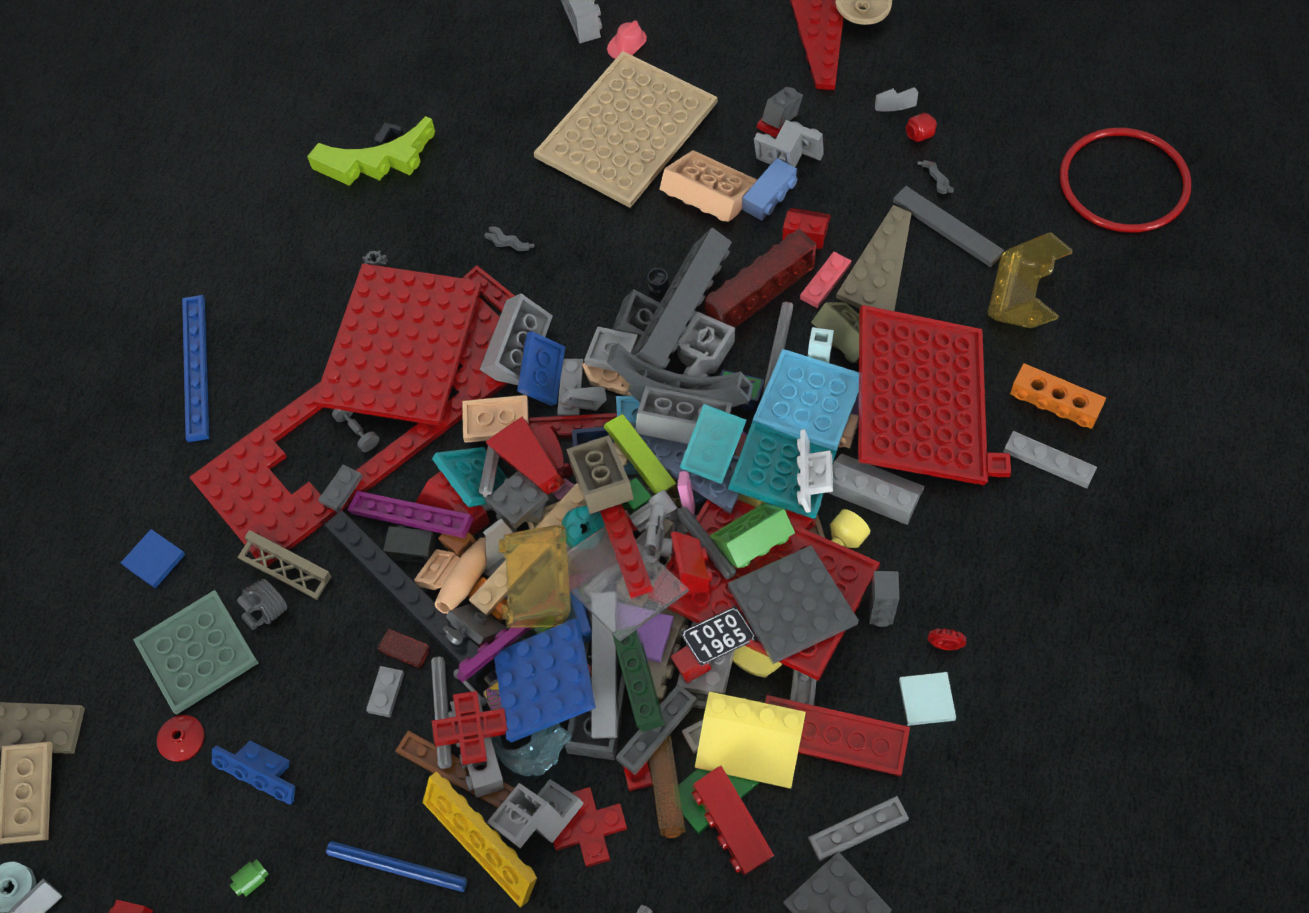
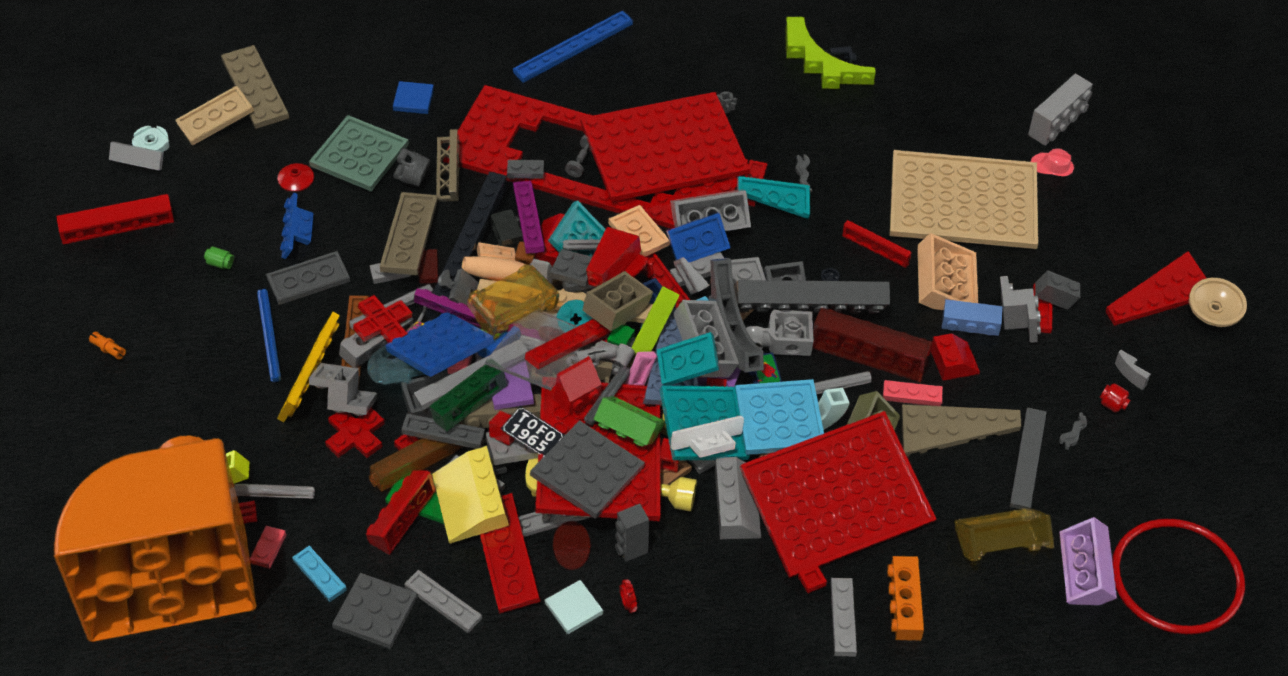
camera: 55 degrees right, 10 degrees down
(338, 787) = (308, 277): none -> dark grey tile
(352, 647) = (409, 233): none -> dark tan plate
(525, 273) = (781, 195): none -> teal wing
(637, 221) = (876, 243): none -> red tile
(852, 668) = (571, 545): none -> clear red piece
(1089, 237) = (1088, 563): none -> lavender slope

